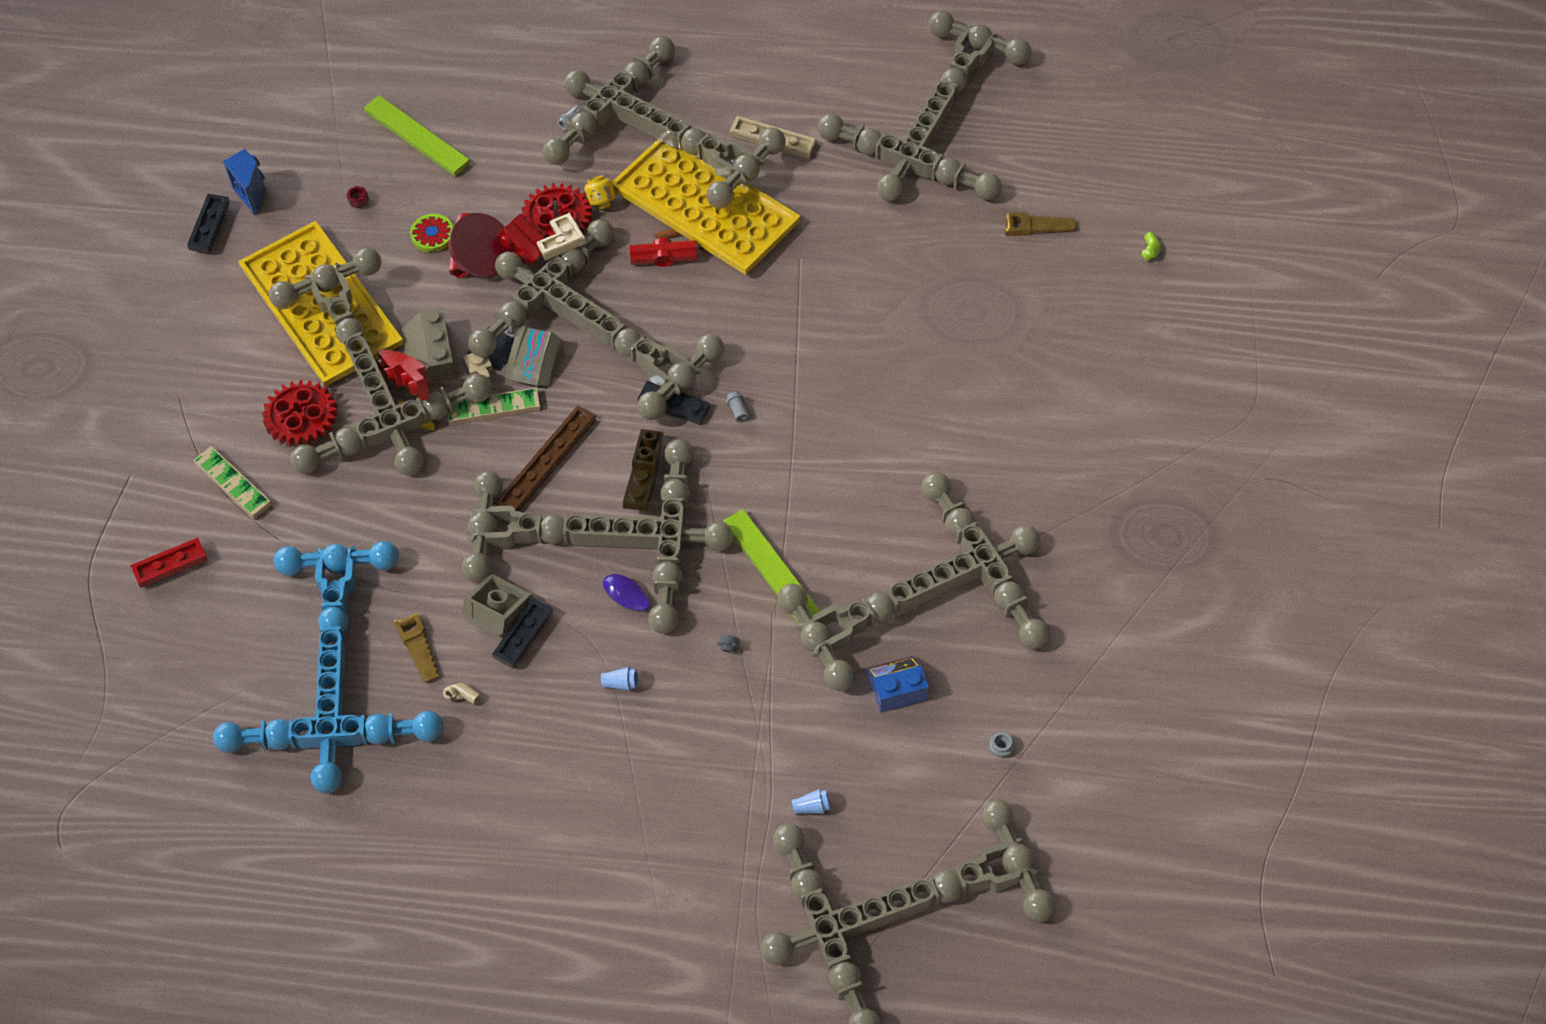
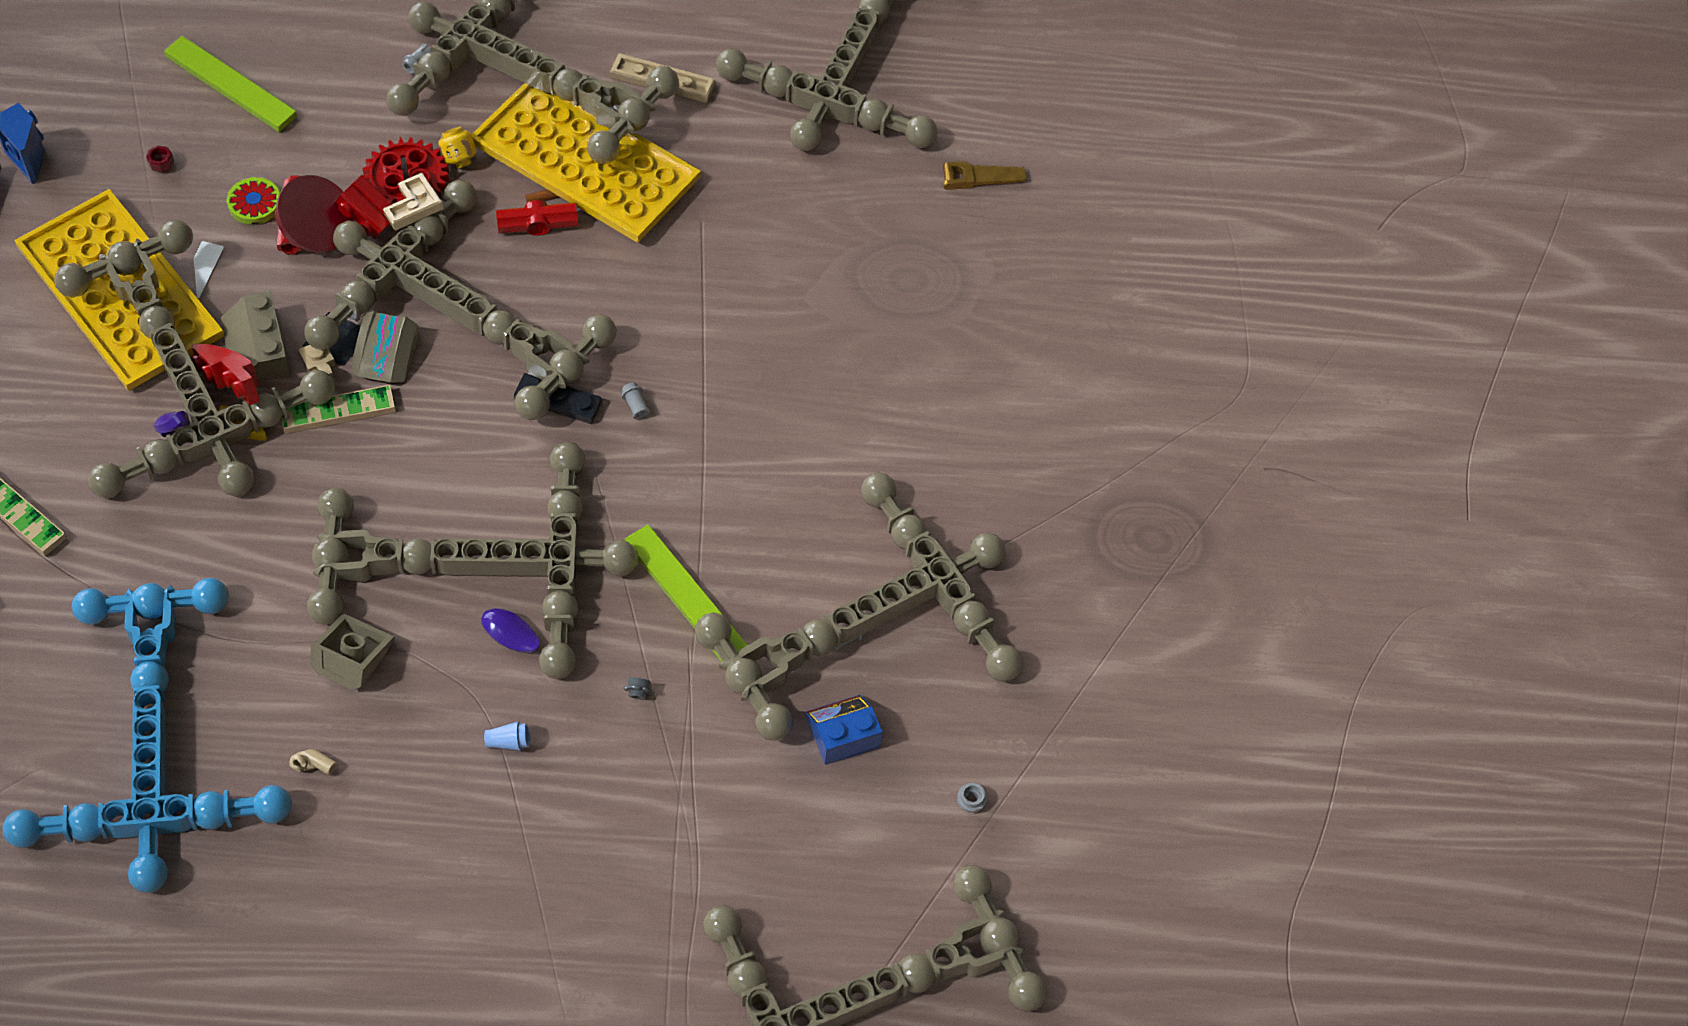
camera: 10 degrees left, 0 degrees up
(299, 413) = (98, 424): red gear -> none
(357, 413) = (170, 422): none -> dark purple arm
(390, 283) = (204, 263): none -> white sticker
(417, 646) = (255, 705): pearl gold piece -> none
(522, 633) = (385, 685): black plate -> none
(547, 459) = (406, 471): reddish brown tile -> none
(644, 470) = (525, 481): dark brown slope -> none
(812, 803) = (749, 878): light blue cone -> none
(1153, 248) = (1118, 200): lime arm -> none

